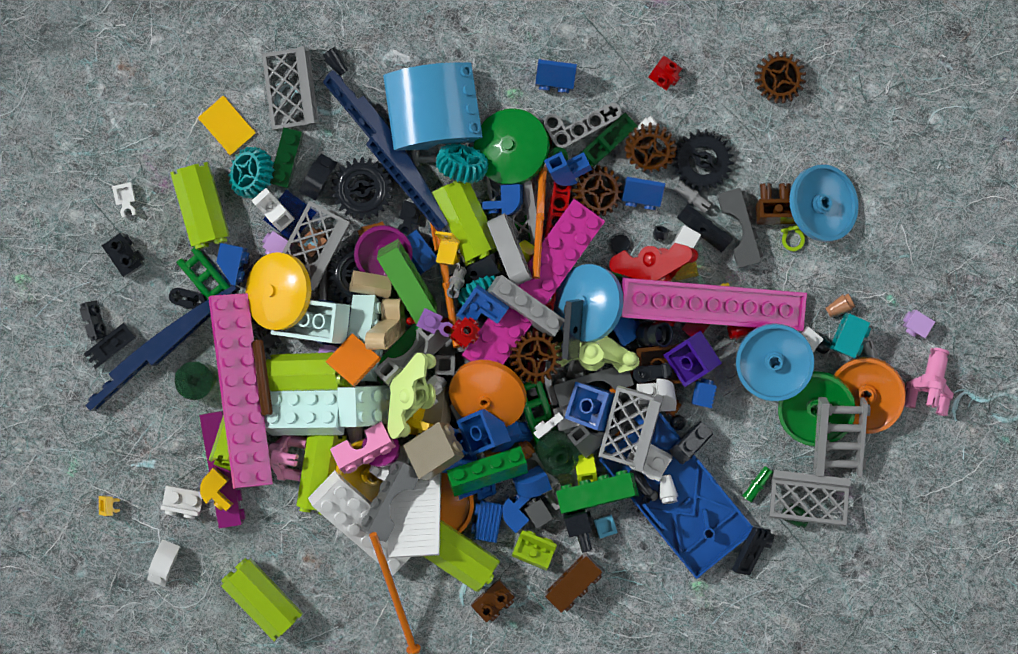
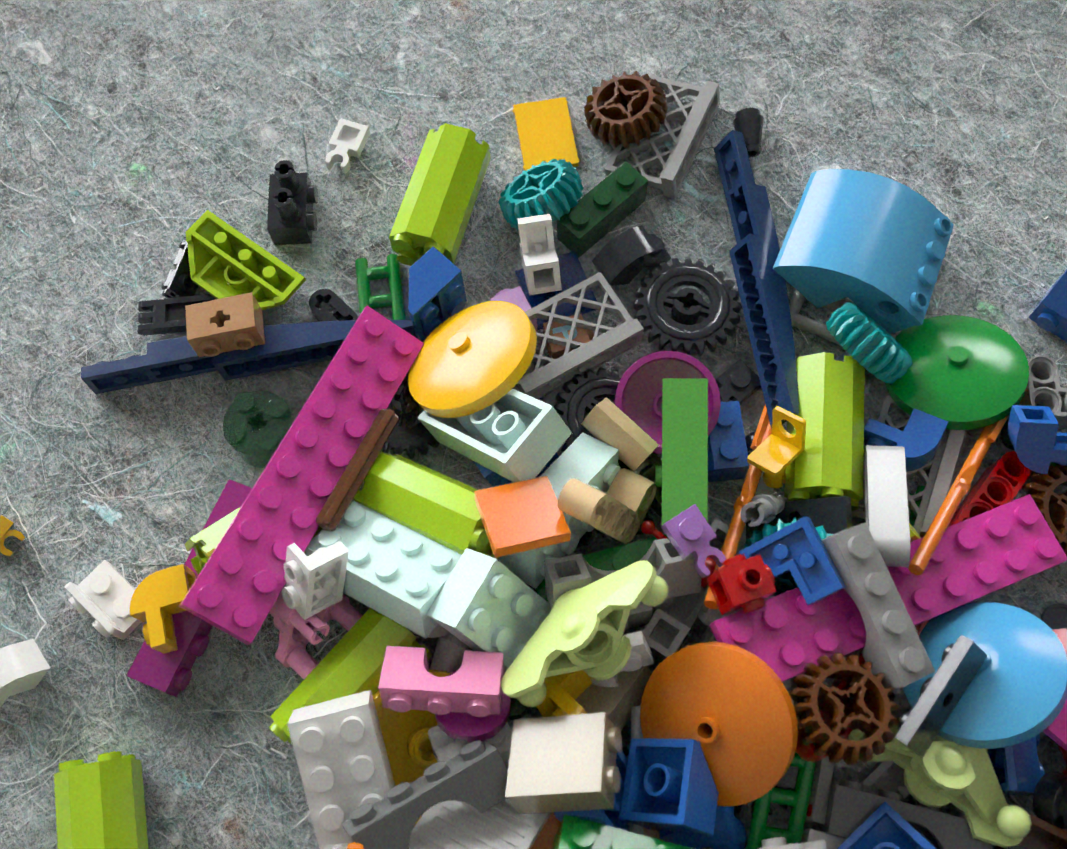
camera: 35 degrees right, 20 degrees down
(124, 308) = (233, 265): none -> lime wedge
(135, 346) = (225, 325): none -> medium nougat brick
(274, 98) = (644, 108): none -> reddish brown gear
(281, 442) = (314, 580): none -> white bracket

